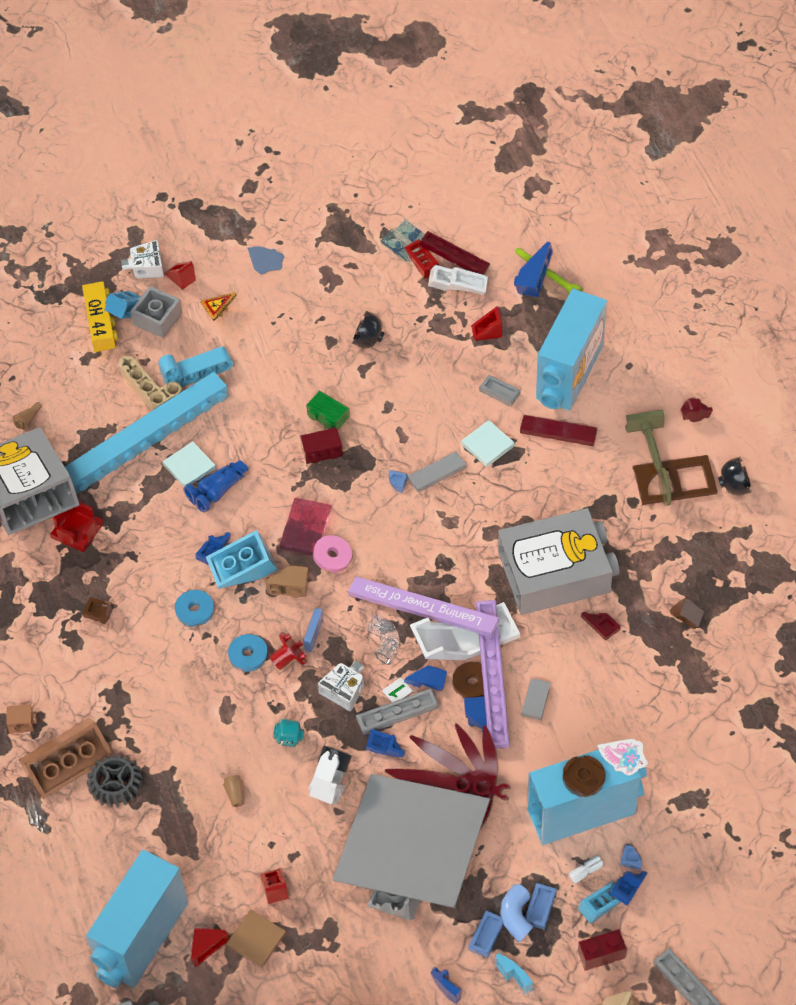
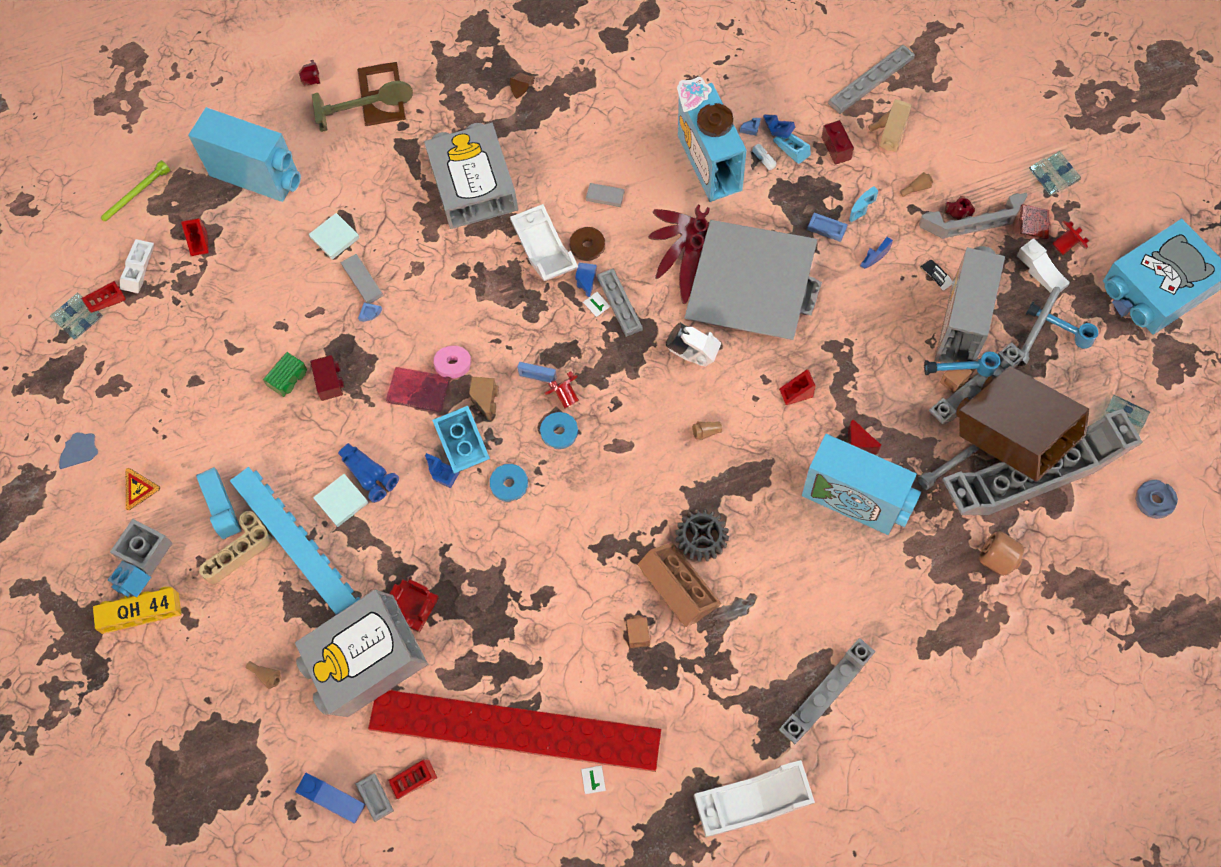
camera: 90 degrees left, 10 degrees up
(98, 610) = (510, 572): reddish brown tile -> none
(145, 261) = (66, 568): white torso -> none
(182, 274) = (87, 530): red slope -> none
(256, 938) = (848, 402): medium nougat tile -> none
(288, 732) = (646, 387): teal head -> none
(343, 685) = (595, 343): white torso -> none
(368, 331) = (190, 342): black cylinder -> none
(383, 744) = (652, 311): blue slope -> none
(389, 638) = (544, 309): clear cylinder -> none
(424, 606) = (514, 280): lavender tile -> none
(453, 253) = (103, 268): dark red tile -> none
(475, 712) = (620, 238): blue slope -> none
(493, 680) = (583, 224): lavender tile -> none
(499, 390) = (271, 230): light grey tile -> none
(512, 914) = (810, 204): light blue cylinder -> none
(533, 272) = (144, 201): blue slope -> none
(540, 905) = (799, 189): medium blue tile -> none
(558, 430) = (321, 181): dark red tile -> none
(602, 624) = (529, 147): dark red tile -> none
(735, 477) = (387, 43): black cylinder -> none

